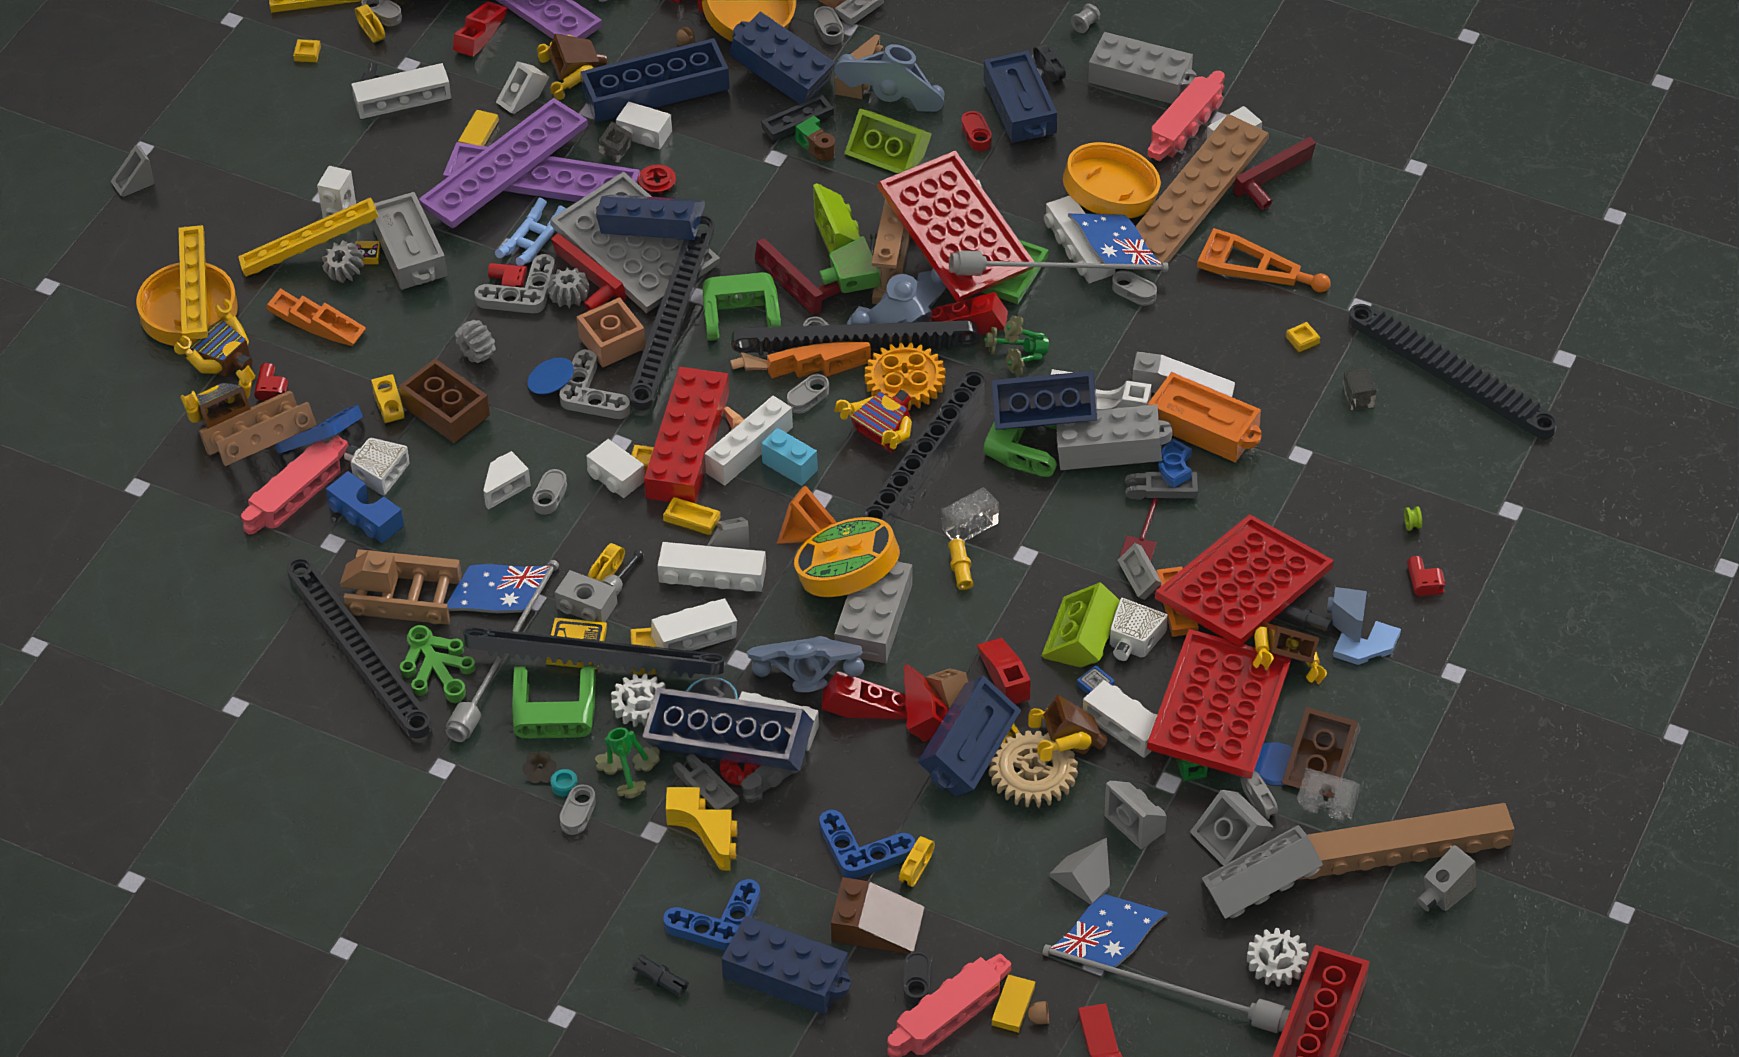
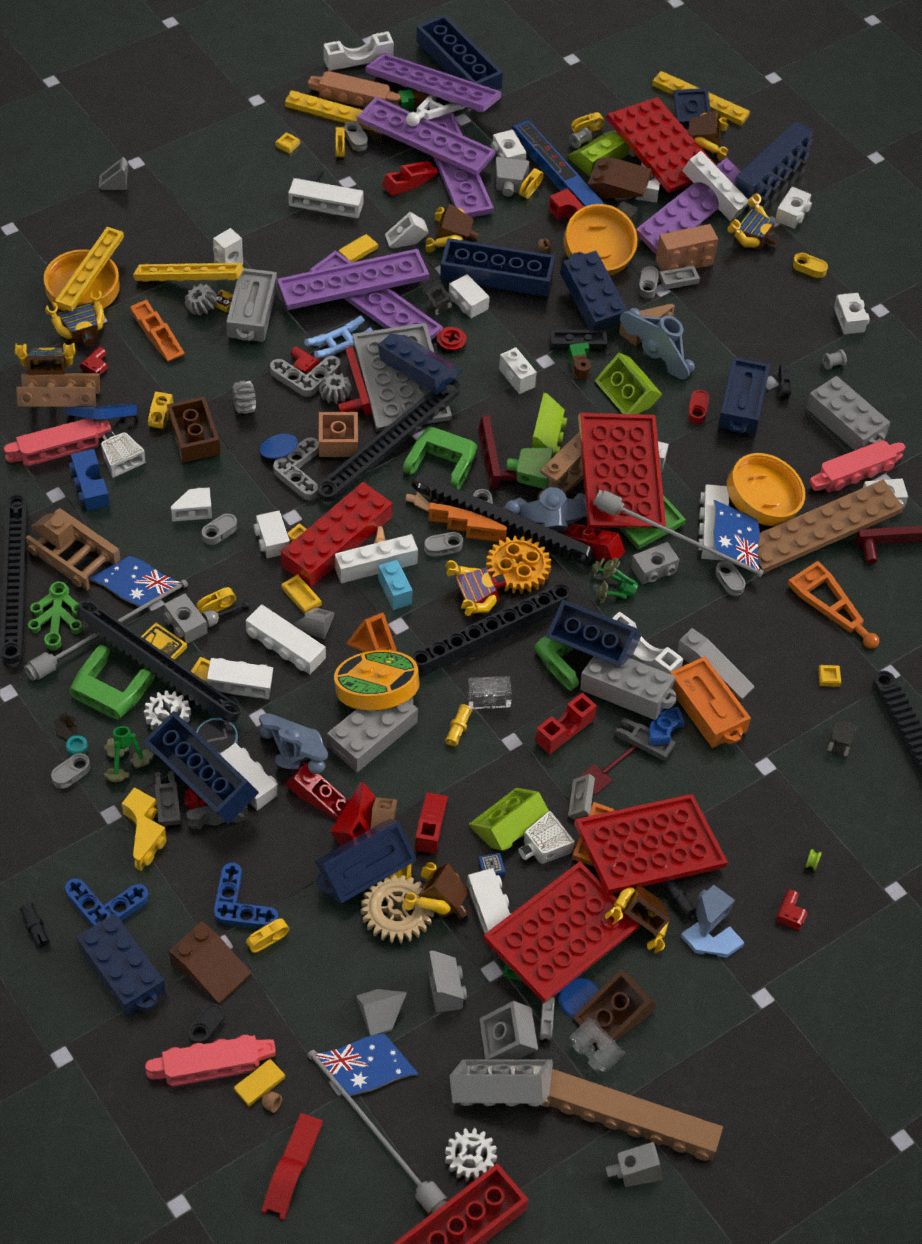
camera: 25 degrees right, 5 degrees up
(757, 179) = (517, 370): none -> white brick
(1048, 308) = (655, 563): none -> light grey brick
(1072, 514) = (554, 732): none -> red arch

